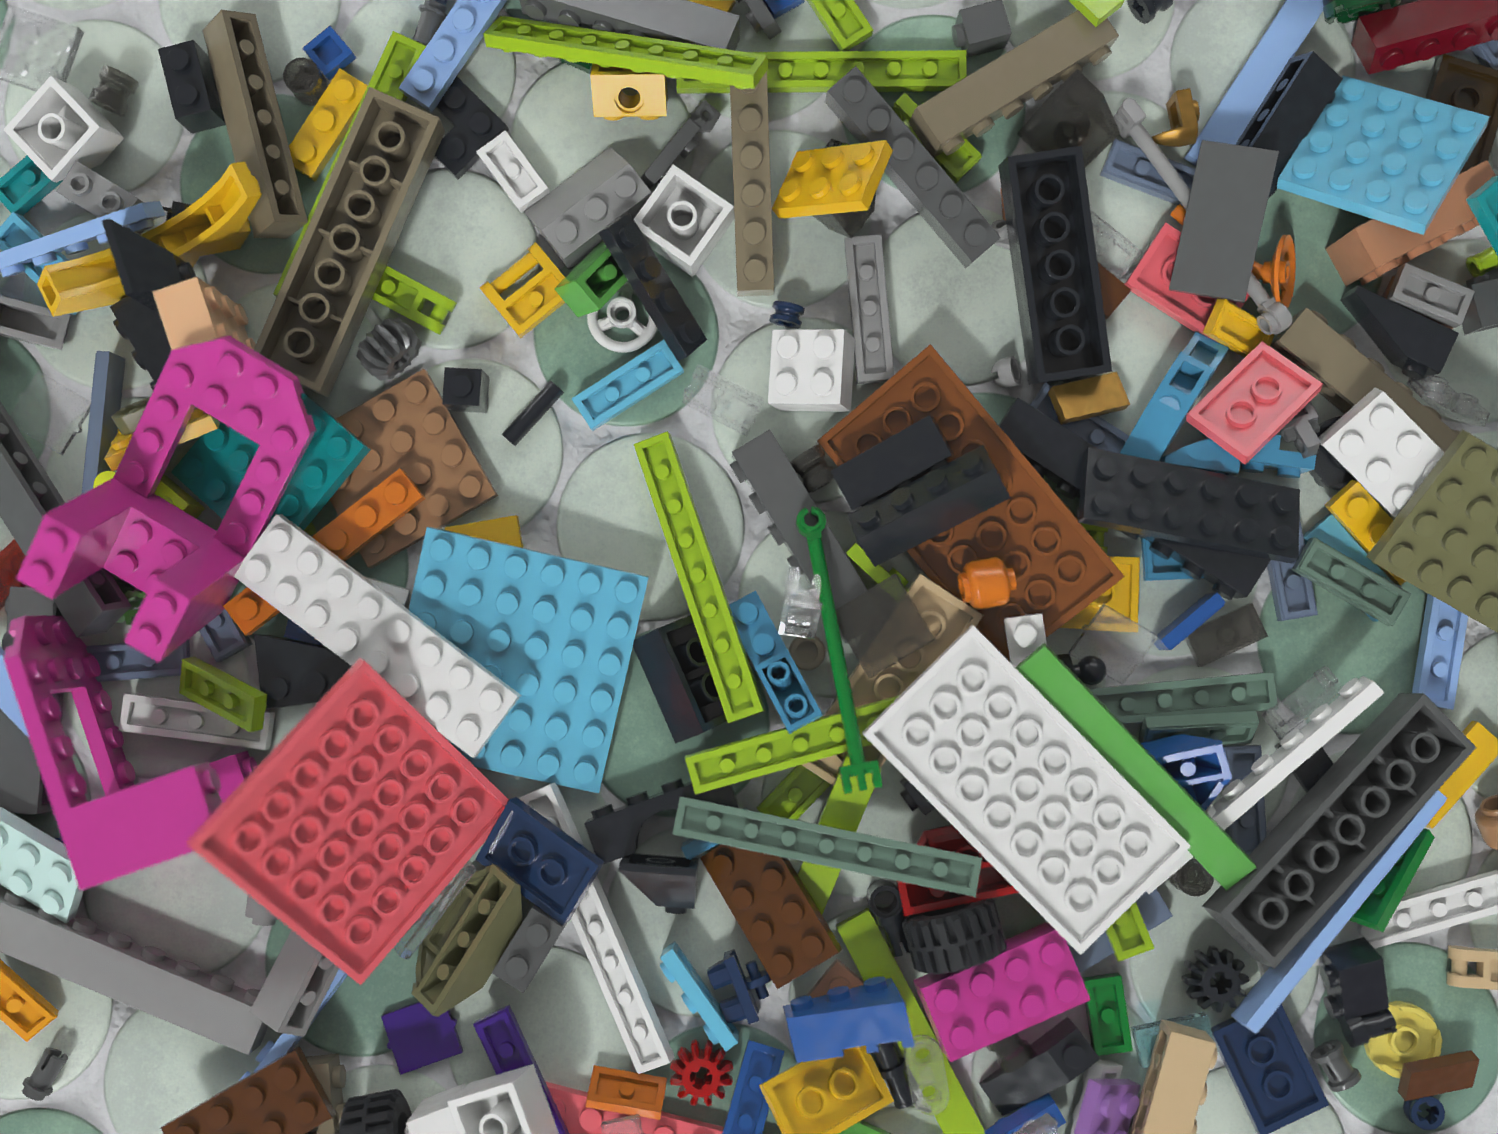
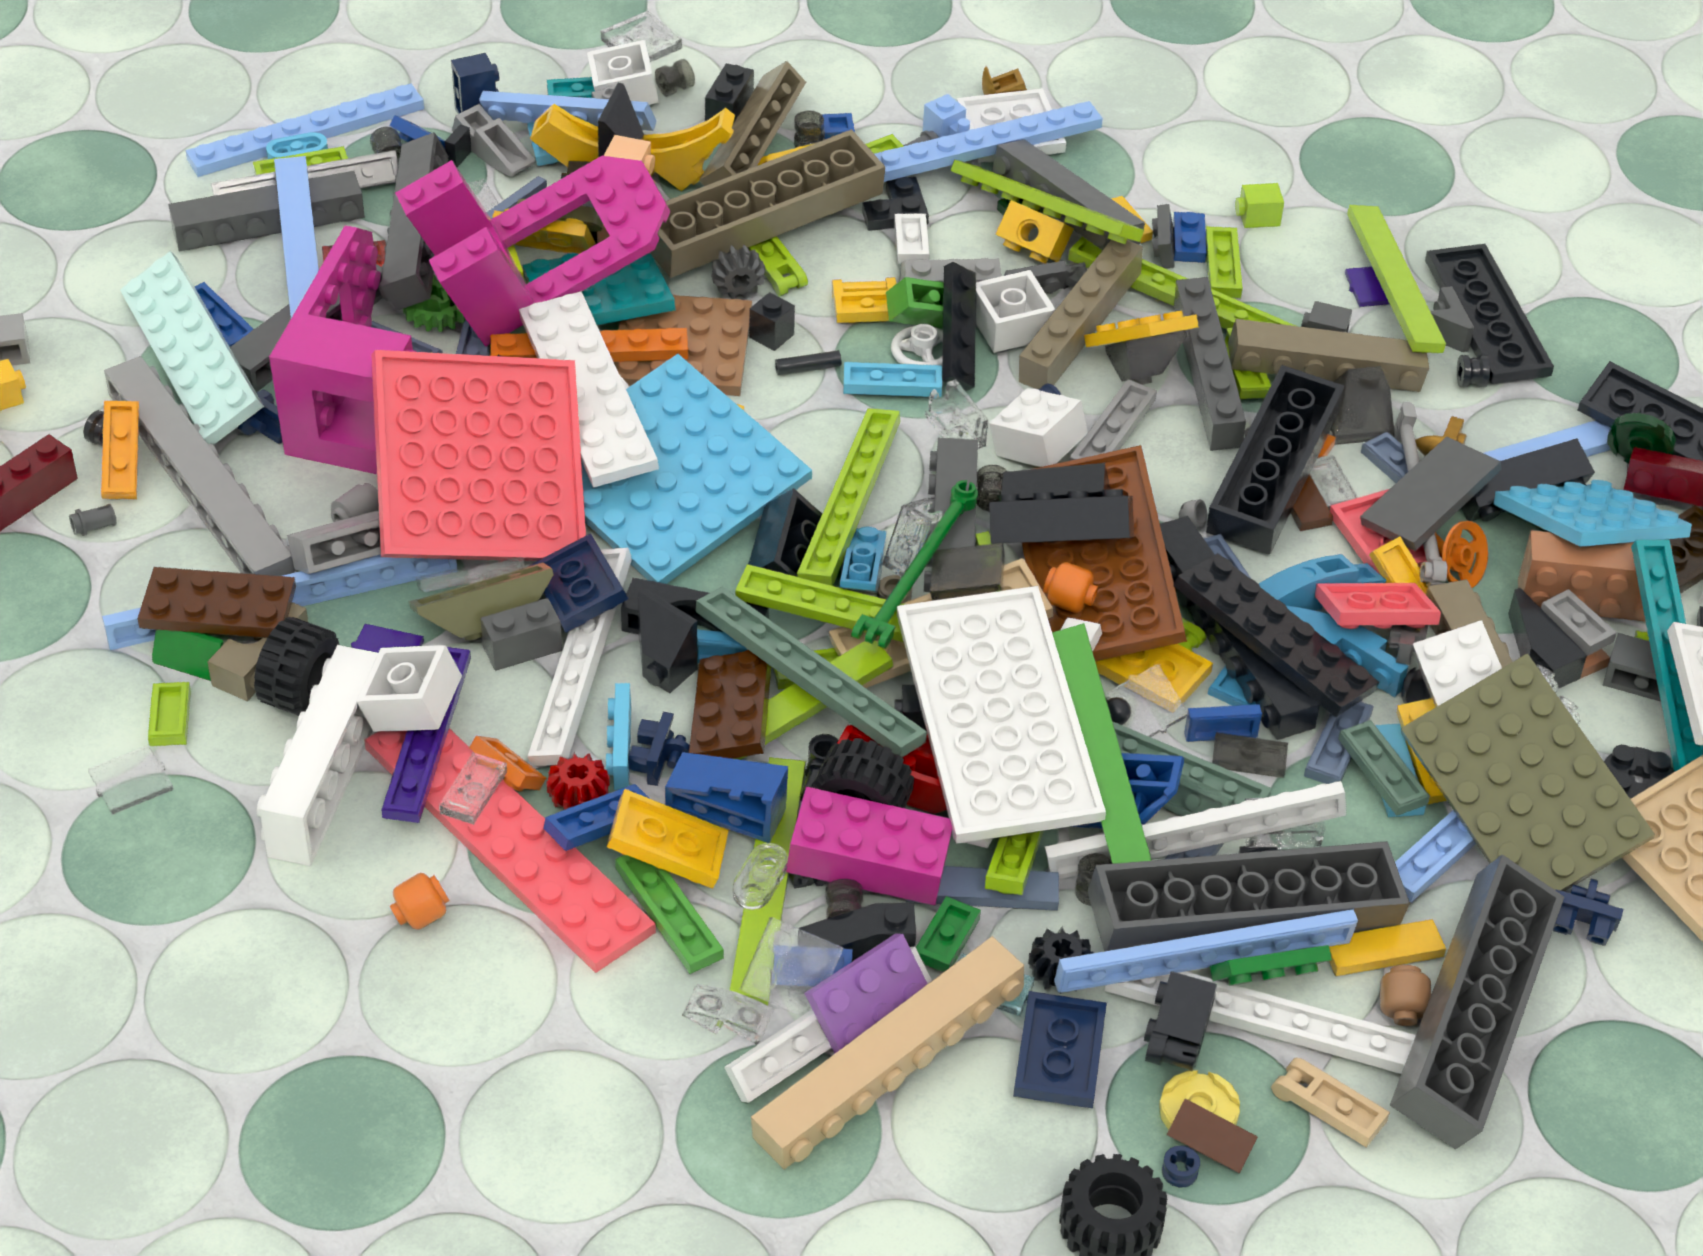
camera: 30 degrees right, 40 degrees down
(893, 1071) = (738, 852): black pin -> none
(1088, 398) = (1247, 554): pearl gold tile -> none
(1336, 1066) = (1122, 1081): dark grey bush -> none

